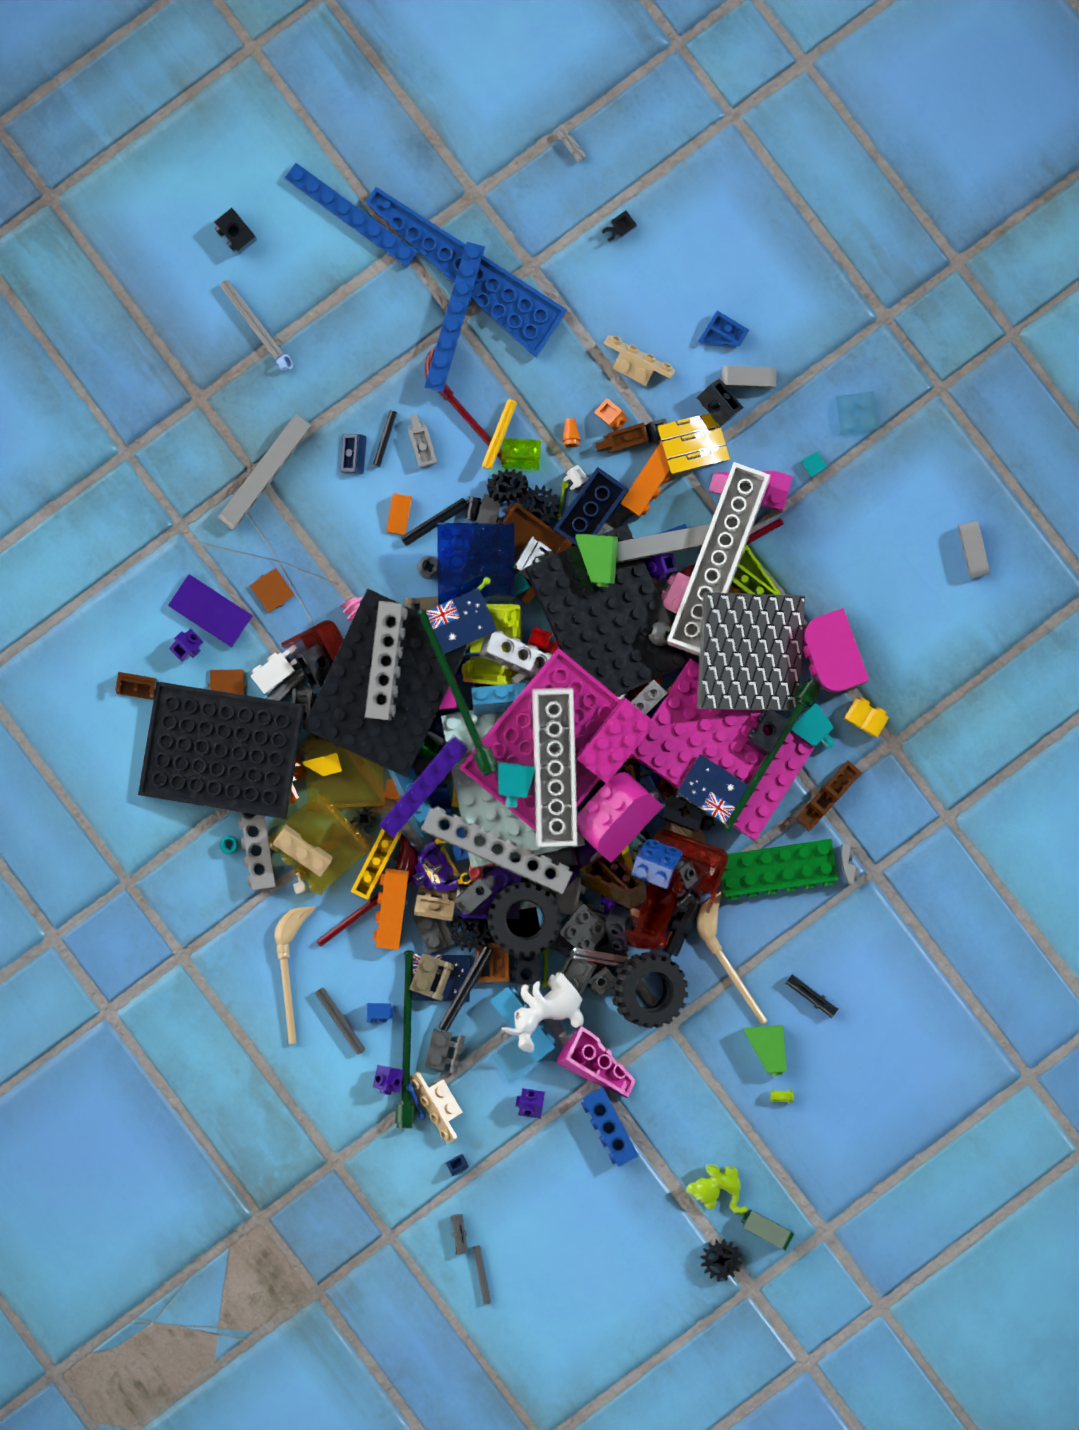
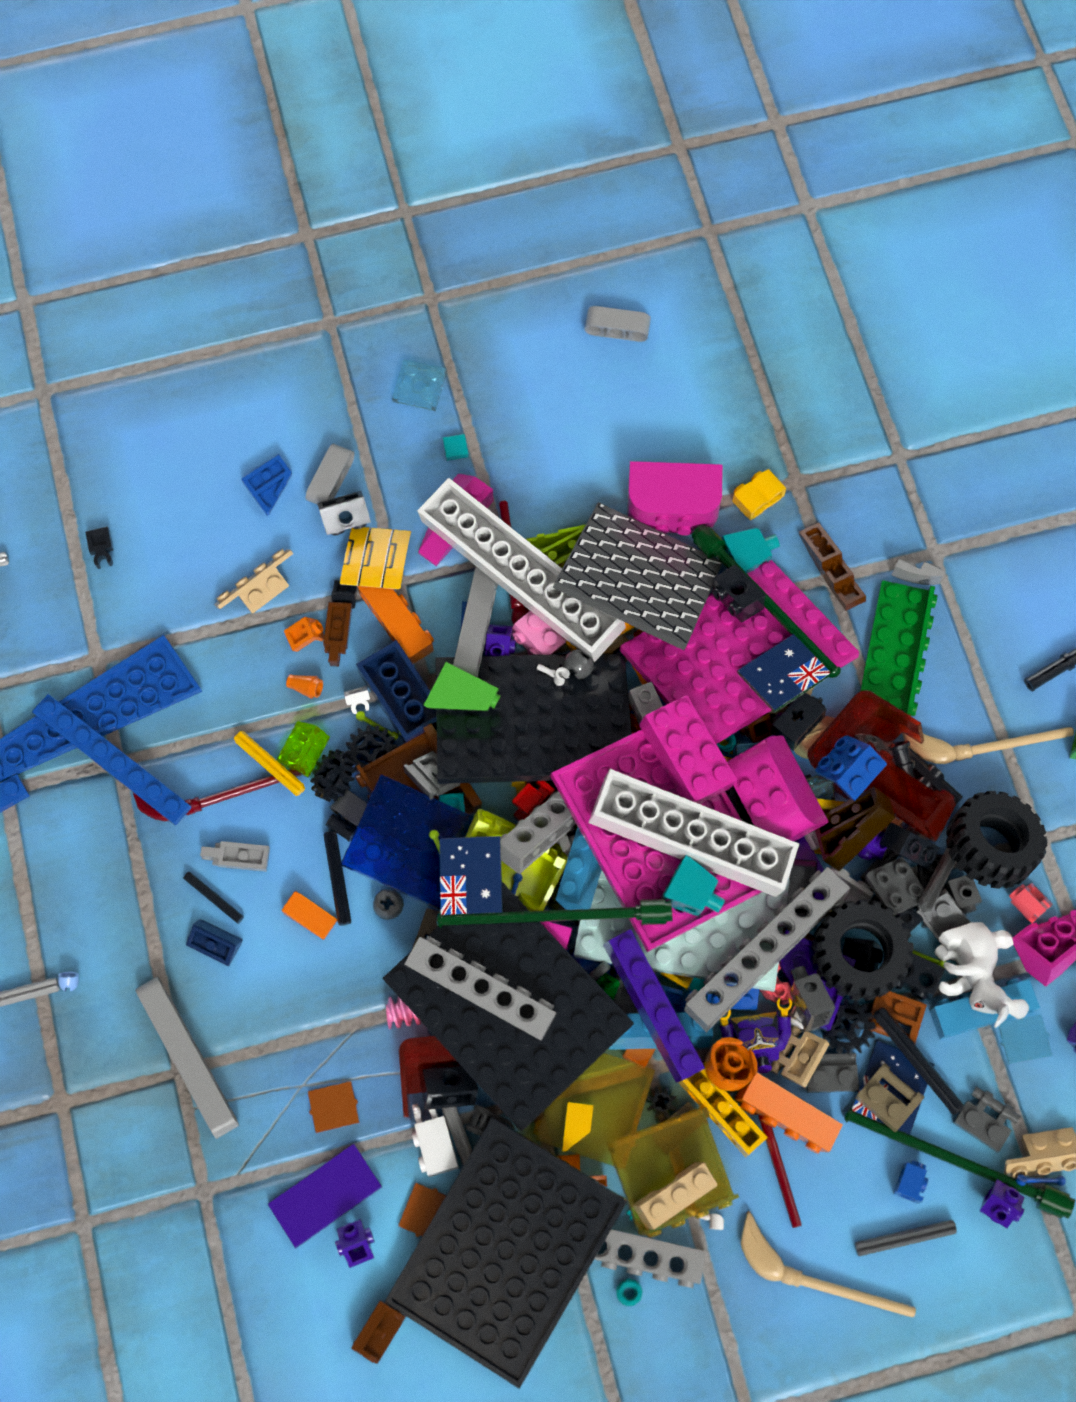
camera: 65 degrees left, 15 degrees down
(406, 855) = (730, 1064): none -> orange cylinder
(616, 1031) = (1030, 901): none -> coral cylinder
(646, 618) = (555, 674): none -> white hand

